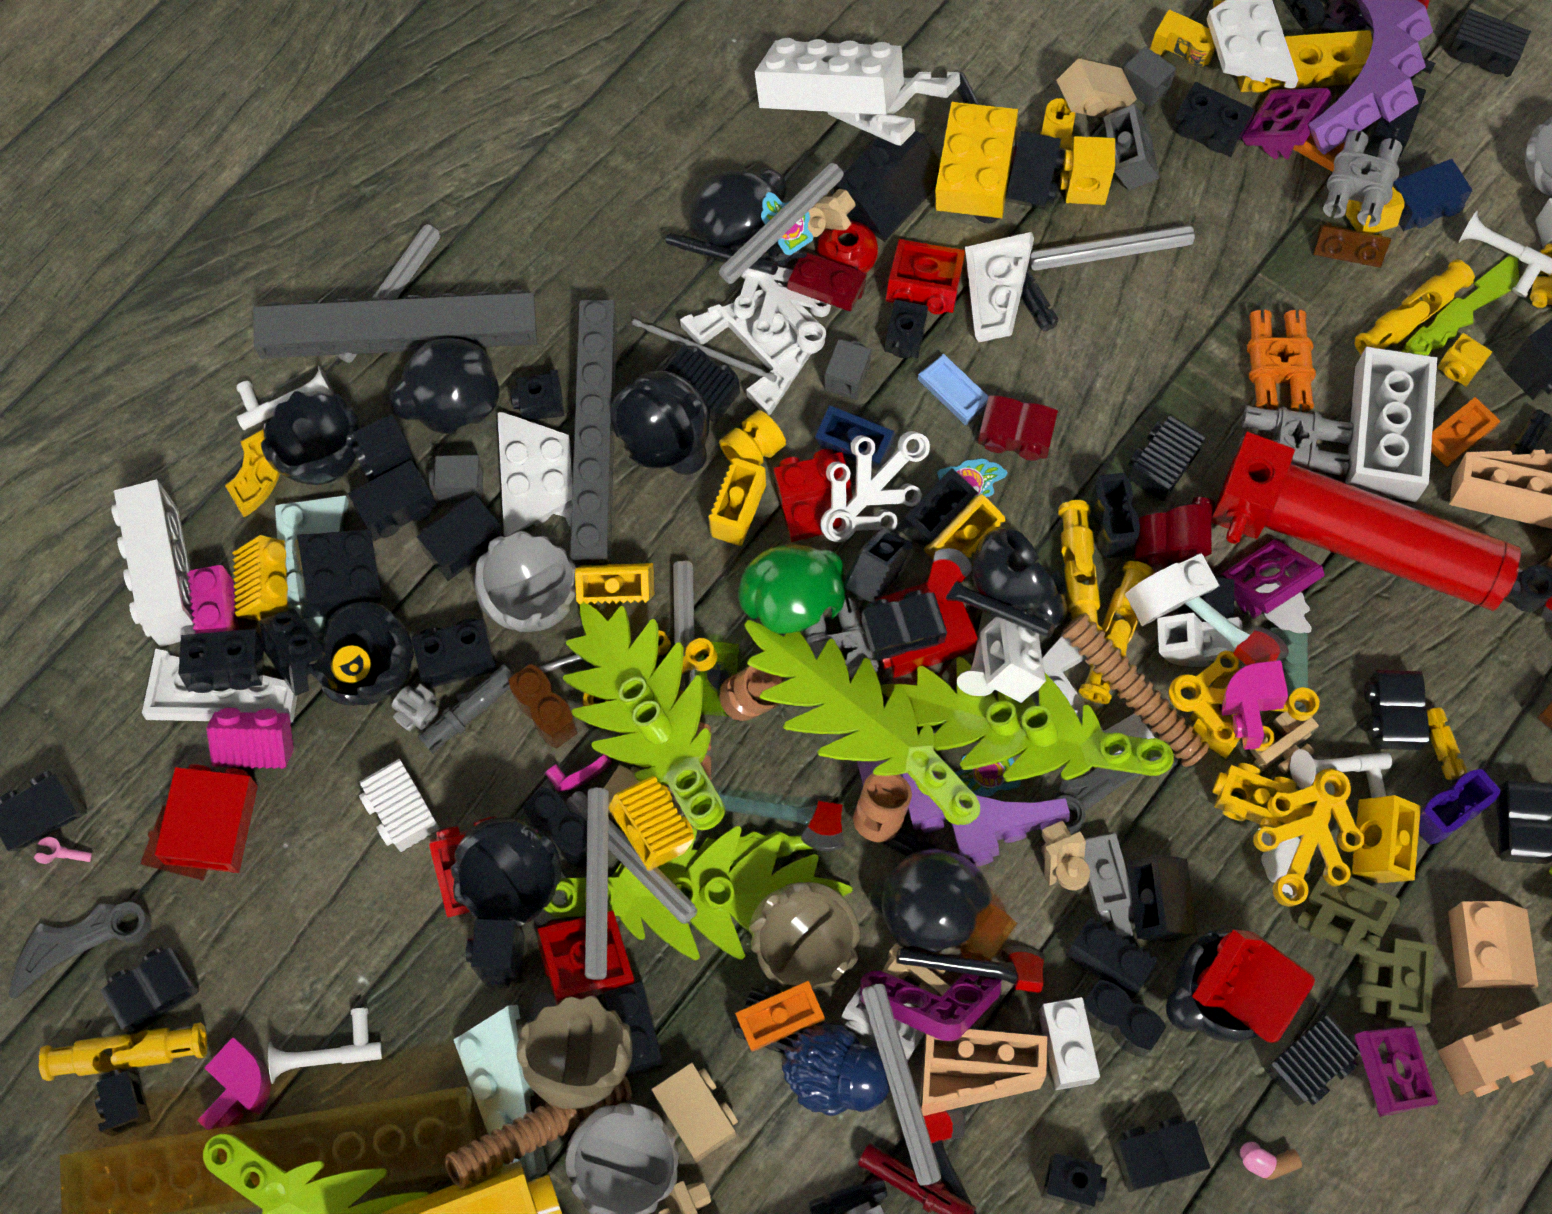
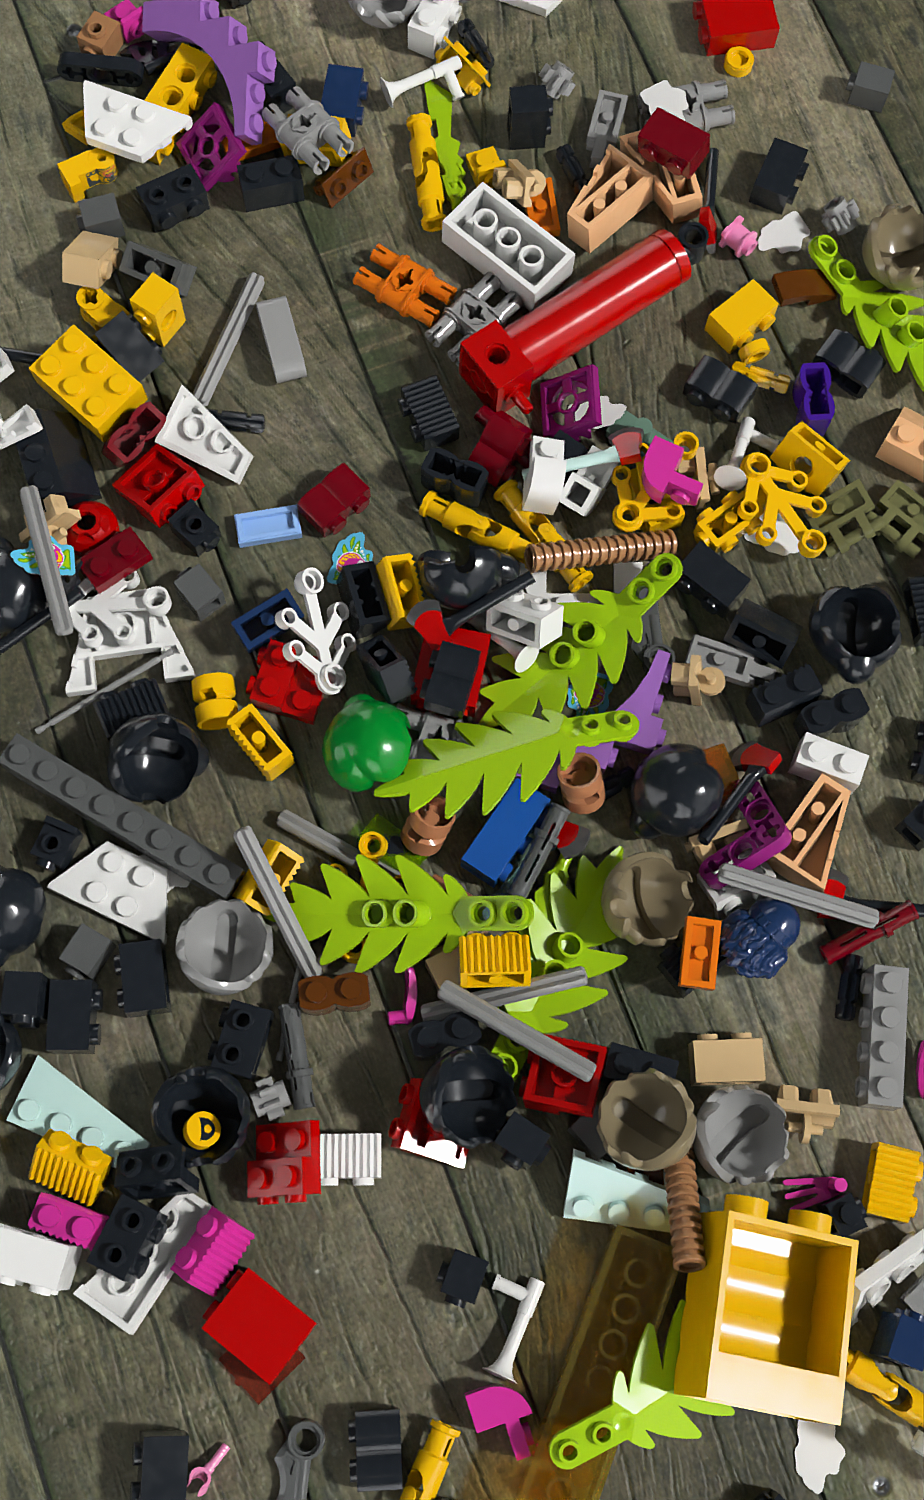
camera: 65 degrees left, 5 degrees up
(335, 571) = (111, 1099): black brick -> none
(344, 975) = (462, 1278): none -> black brick
(360, 756) = (285, 1163): none -> red plate
(591, 601) = (277, 902): none -> light grey axle
(789, 772) = (505, 835): none -> blue brick
(835, 802) = (556, 818): none -> dark grey pin
(945, 223) = (130, 438): none -> dark red brick
(1143, 289) = (281, 339): none -> light grey beam
(1184, 816) = (712, 580): none -> black brick
(1254, 984) = (872, 608): red bracket -> none
(1291, 186) = (270, 183): none -> black brick
(1463, 389) = (519, 182): none -> tan hips
(1466, 720) = (754, 351): none -> yellow tile
(1495, 686) = (742, 316): none -> yellow brick

